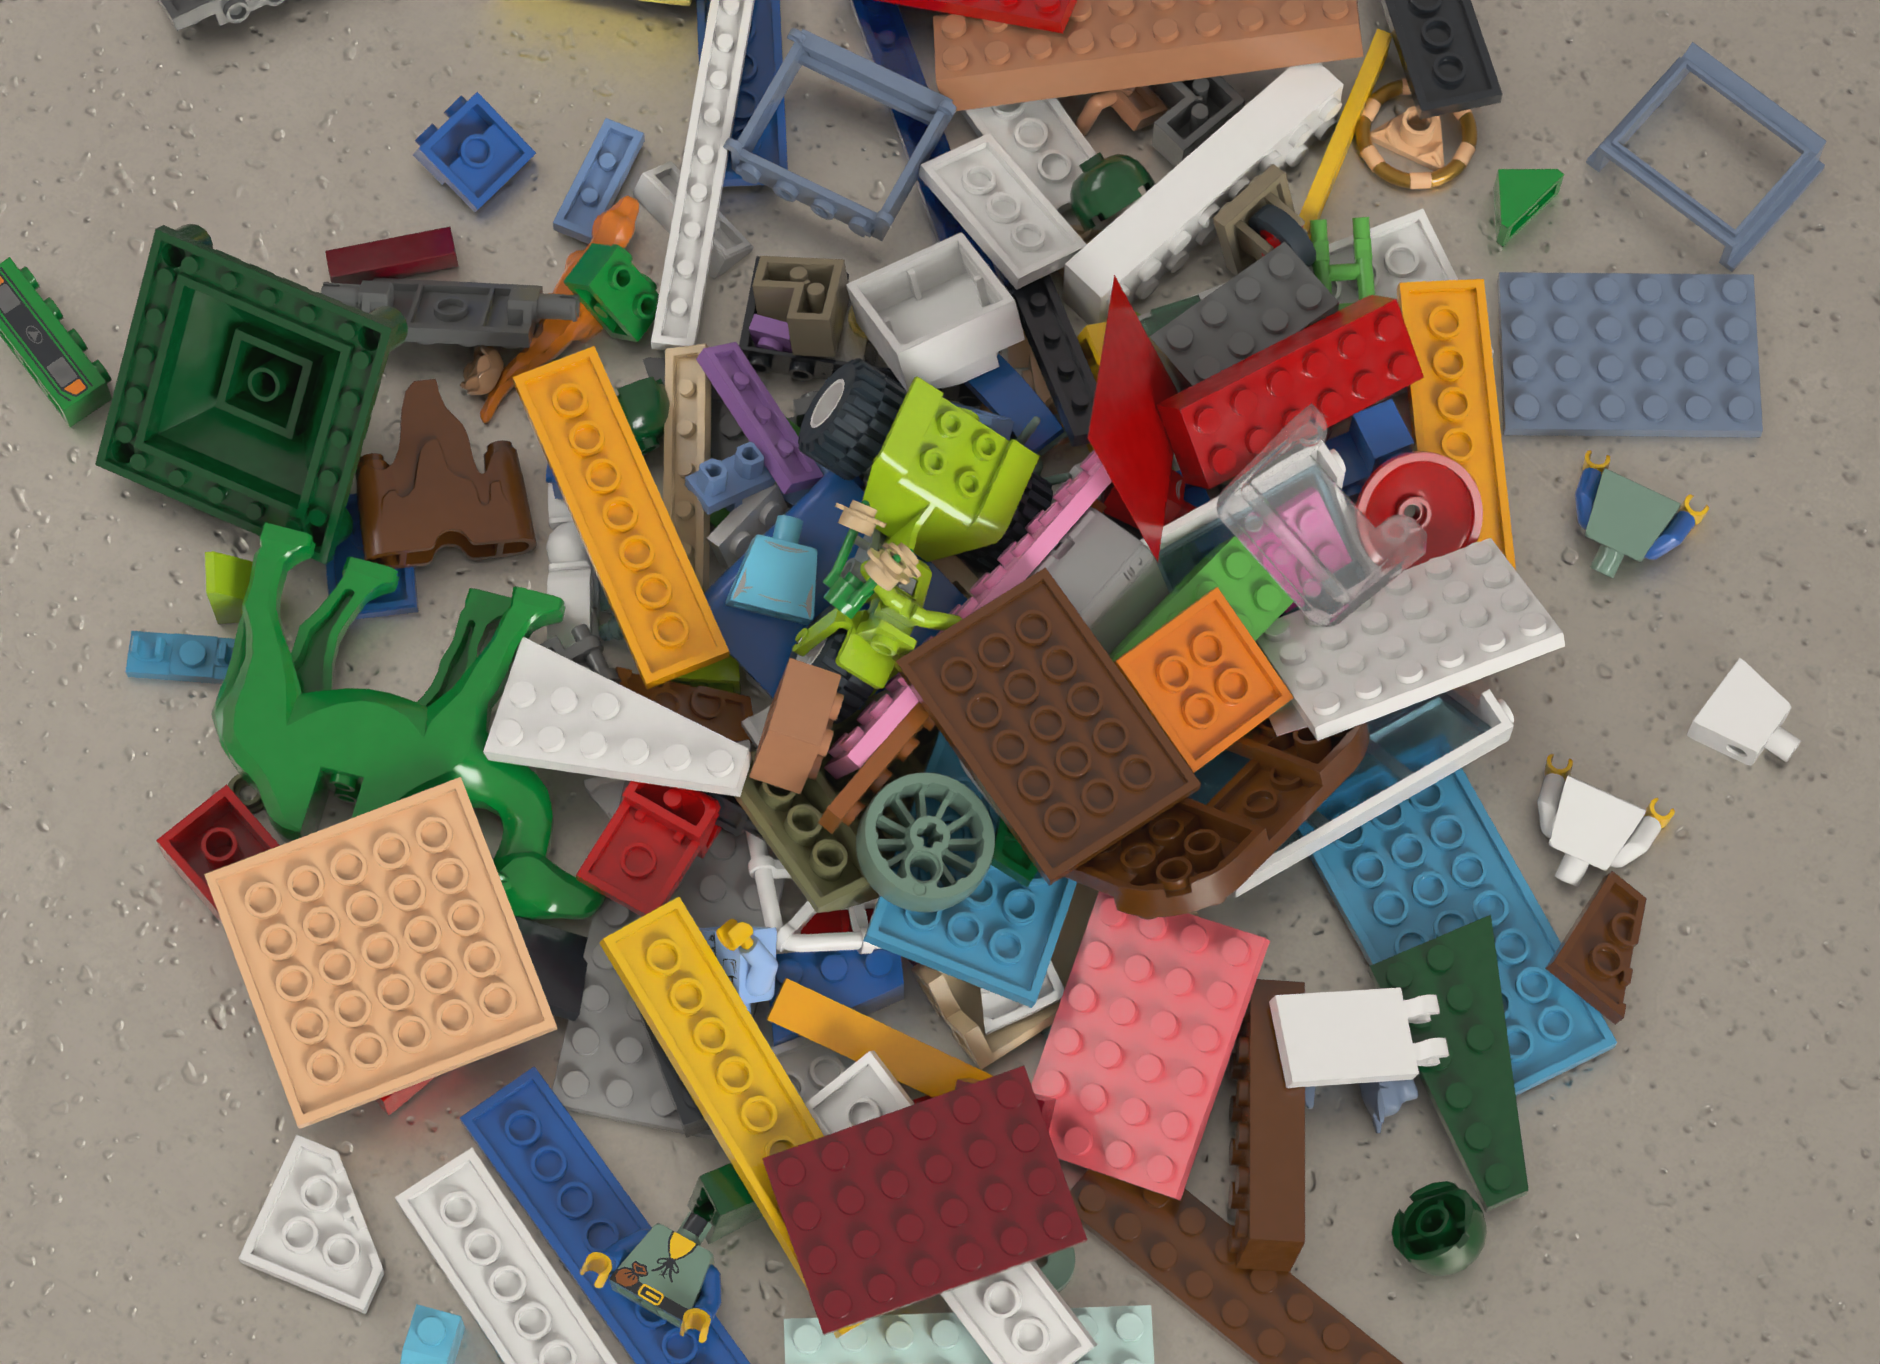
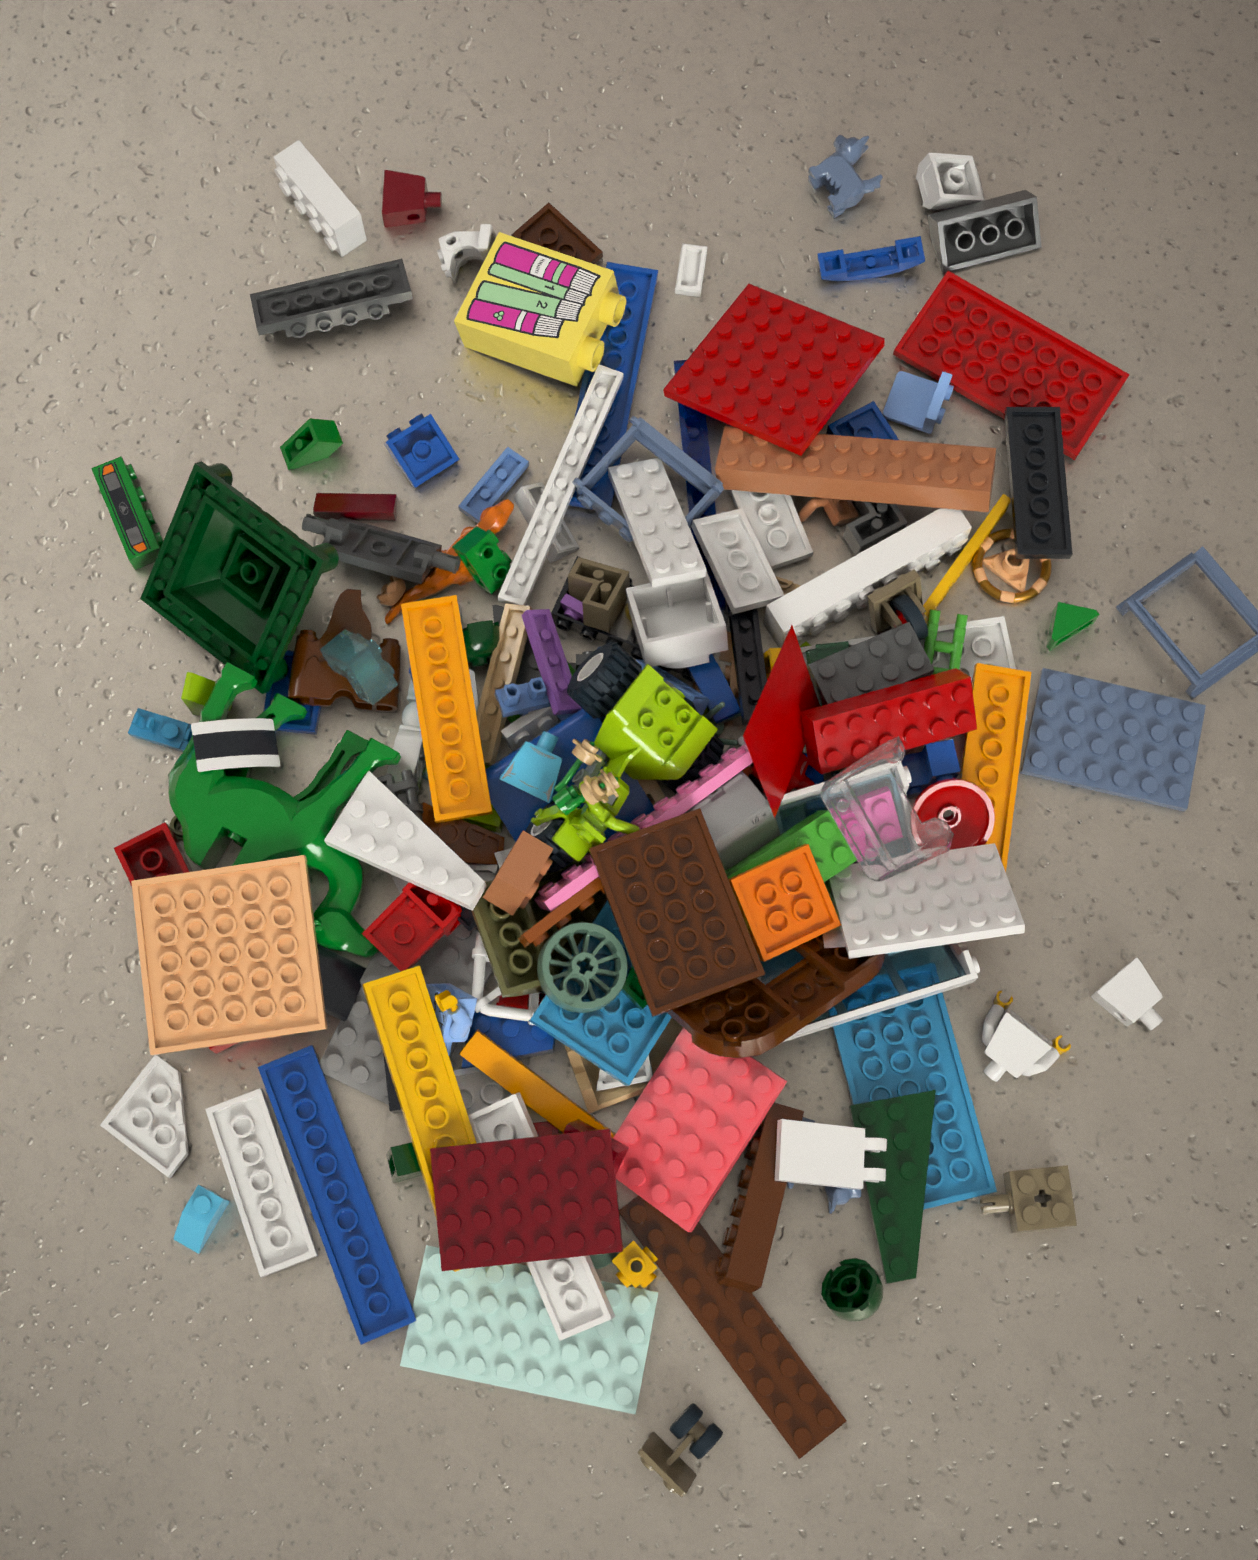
camera: 15 degrees right, 5 degrees up
(299, 177) = (311, 443): none -> green slope
(306, 642) = (235, 744): none -> sticker
(470, 481) = (361, 664): none -> clear light blue brick
(664, 1273) = (356, 1202): torso -> none
(867, 177) = (656, 522): none -> white plate
(1102, 1257) = (632, 1254): none -> yellow brick
(1107, 187) = (807, 560): dark green cylinder -> none
(1600, 947) = (999, 1127): reddish brown wing -> none
(1628, 517) = (1087, 847): sand green torso -> none
(1669, 1063) = (1019, 1201): none -> dark tan brick

